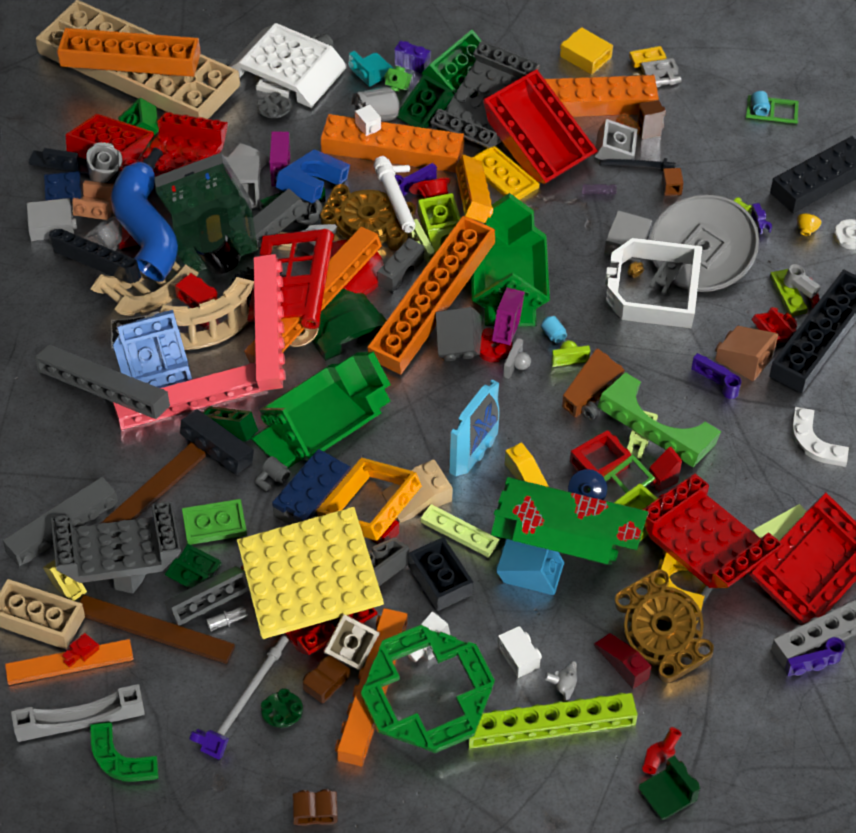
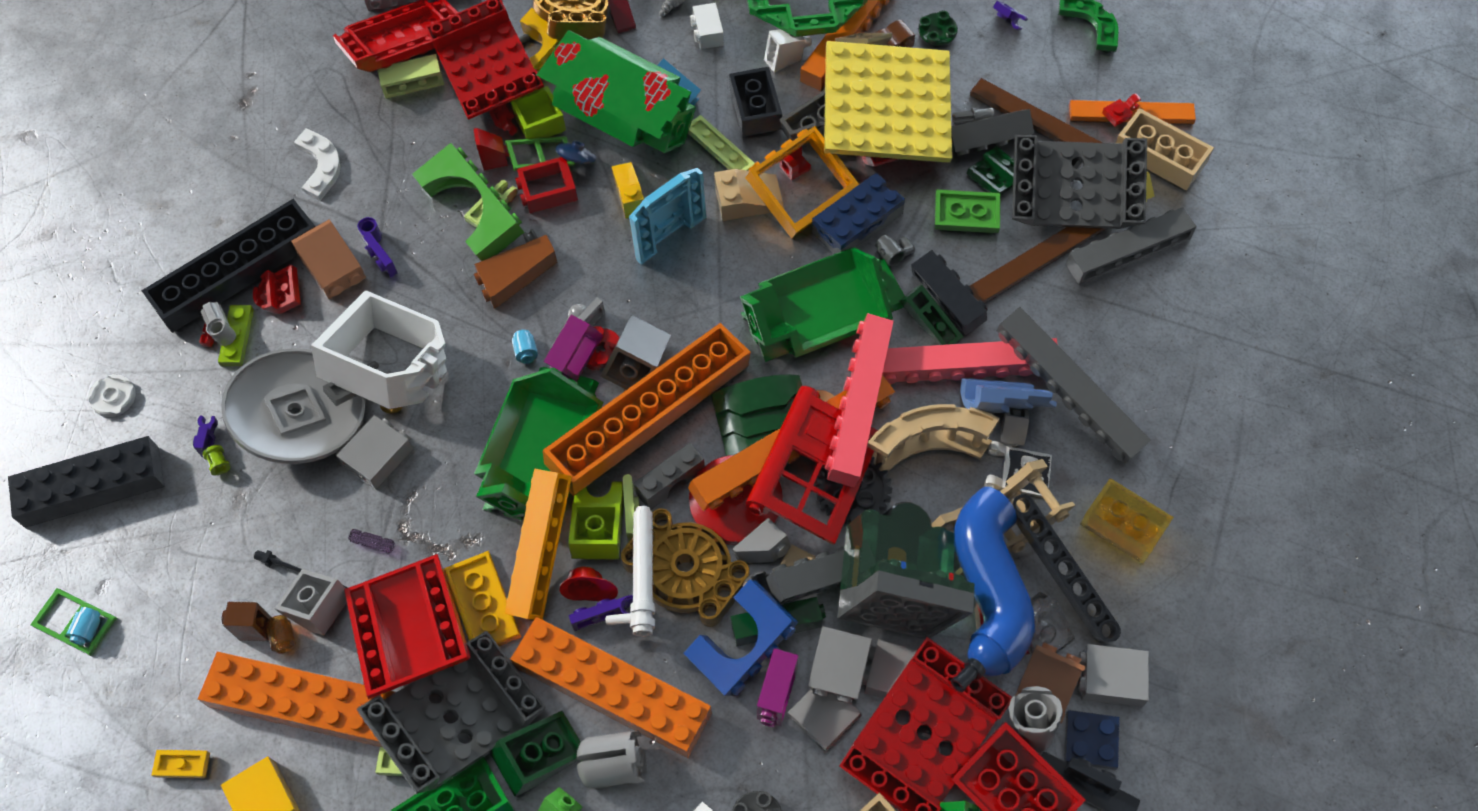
camera: 160 degrees left, 10 degrees up
(37, 723) = (1086, 54): light grey arch -> none
(49, 305) = (1126, 520): none -> clear yellow brick
(194, 292) = (936, 473): red brick -> none
(273, 655) = (975, 42): light grey bar -> none
(368, 120) = (637, 699): white brick -> none
(570, 354) = (521, 309): lime tile -> none
(660, 69) = (180, 734): light grey plate -> none
(672, 181) = (275, 522): dark orange brick -> none
(808, 223) = (153, 414): yellow brick -> none

